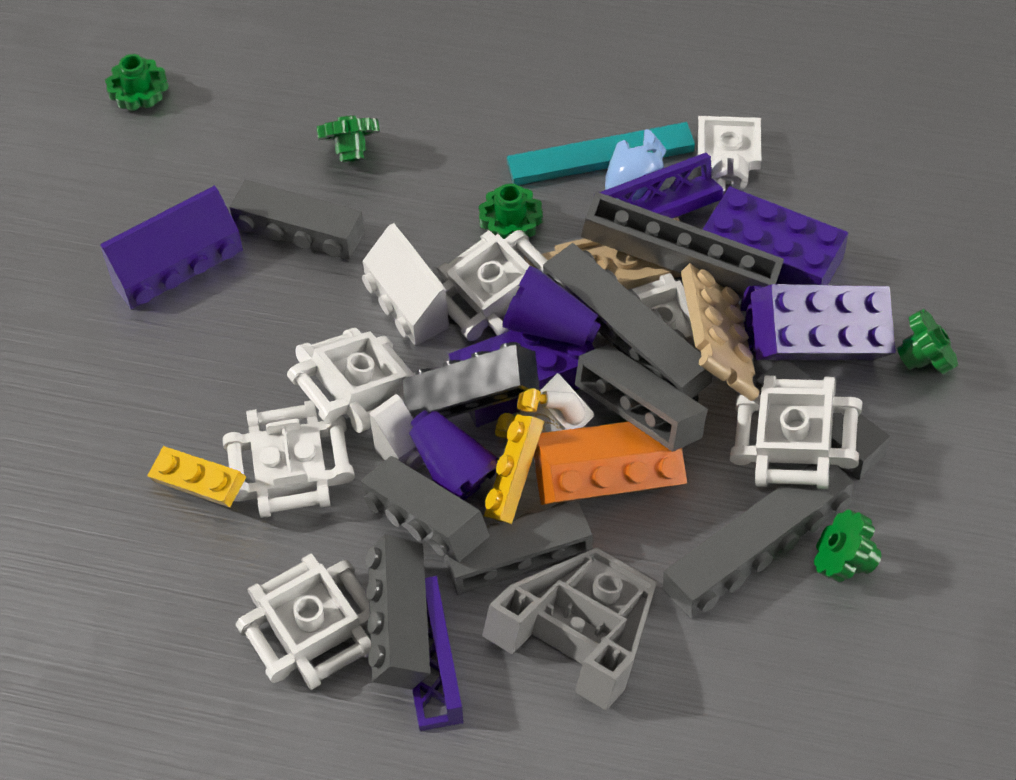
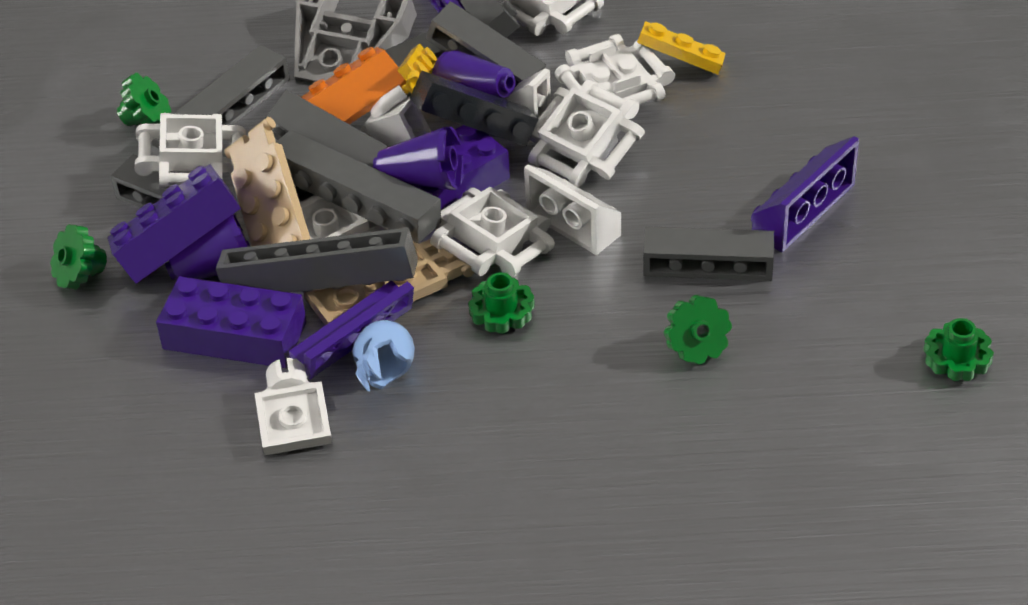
camera: 165 degrees right, 10 degrees down
(591, 154) = (428, 389): teal tile -> none

